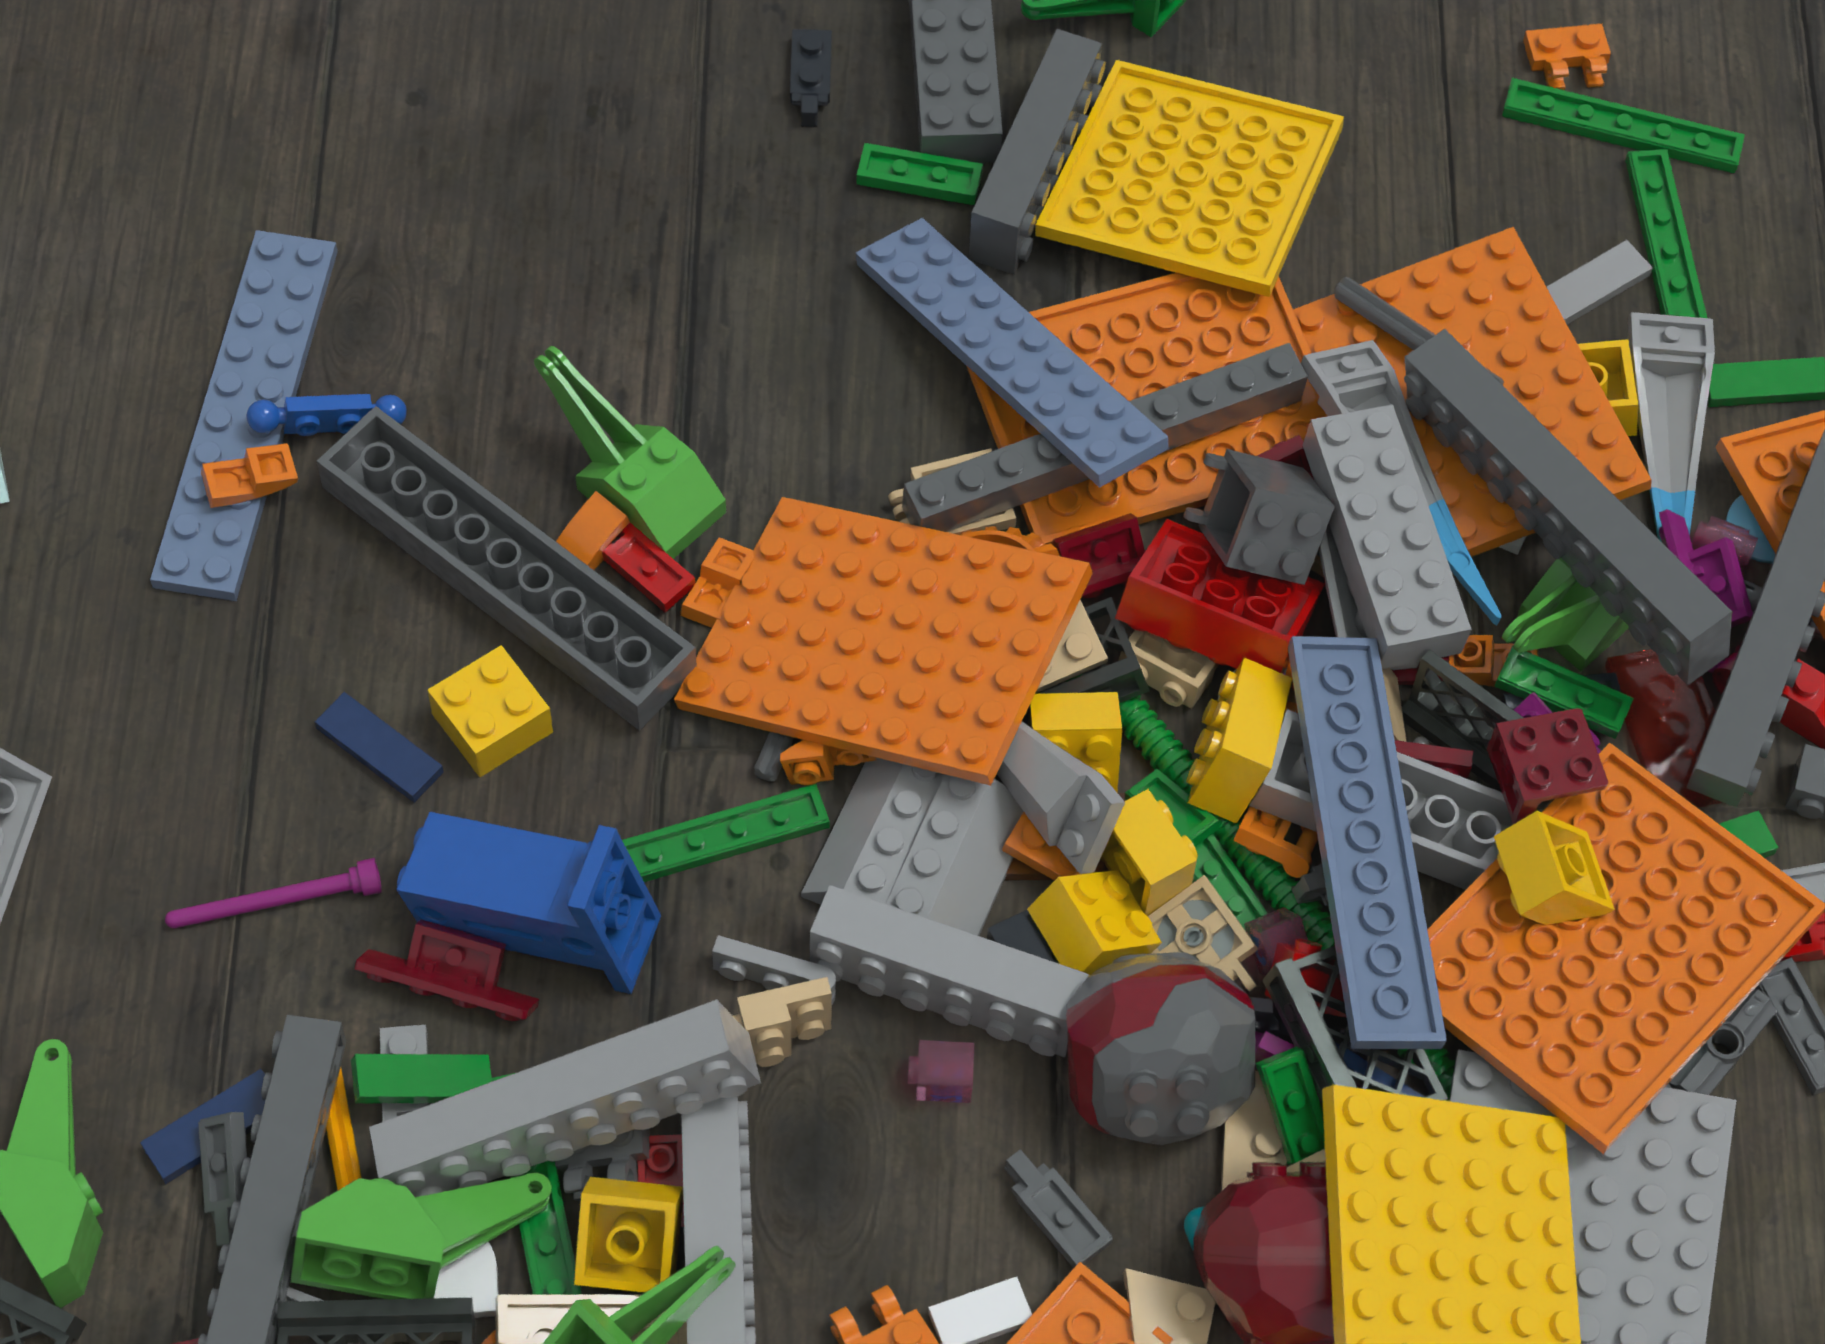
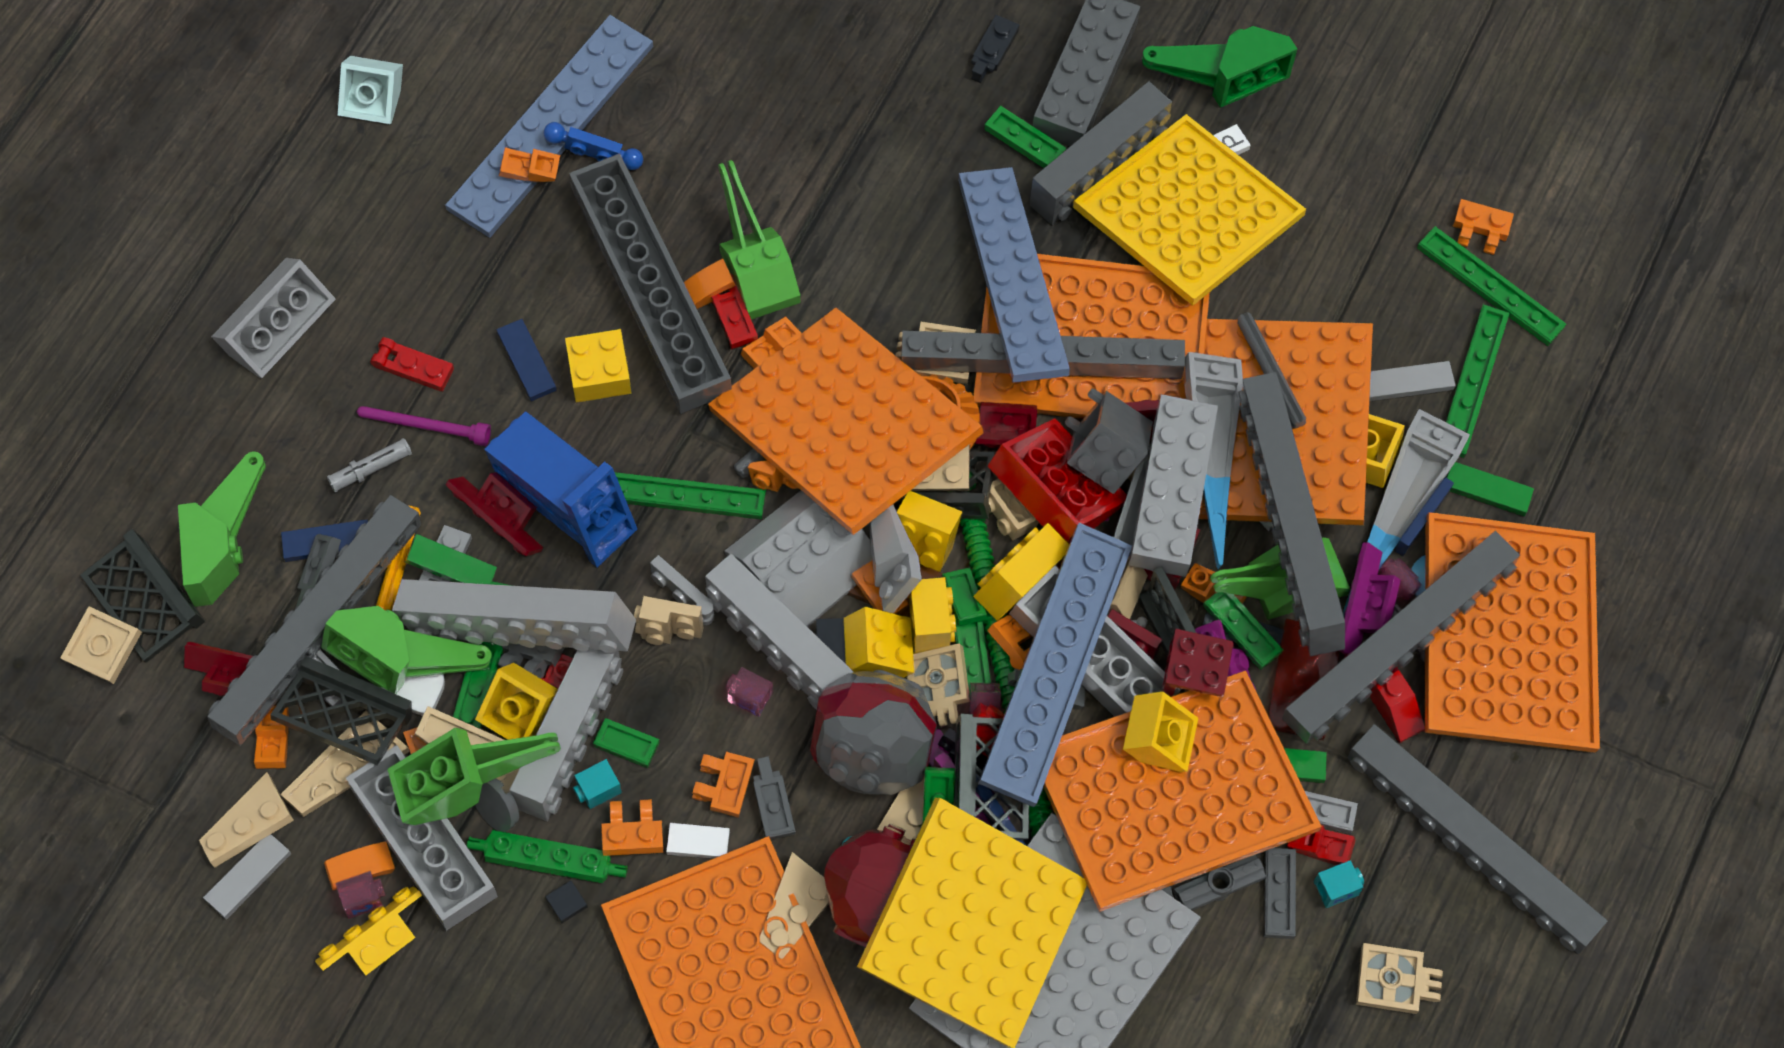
camera: 25 degrees right, 5 degrees up
(212, 1004) = (358, 470): none -> light grey pin
(214, 822) = (412, 364): none -> red plate
(796, 1299) = (596, 784): none -> teal brick
(804, 1222) = (626, 743): none -> green tile
(986, 1211) = (731, 785): none -> orange plate
(1195, 67) = (1234, 139): none -> white tile
(1710, 454) = (1419, 522): none -> dark blue tile

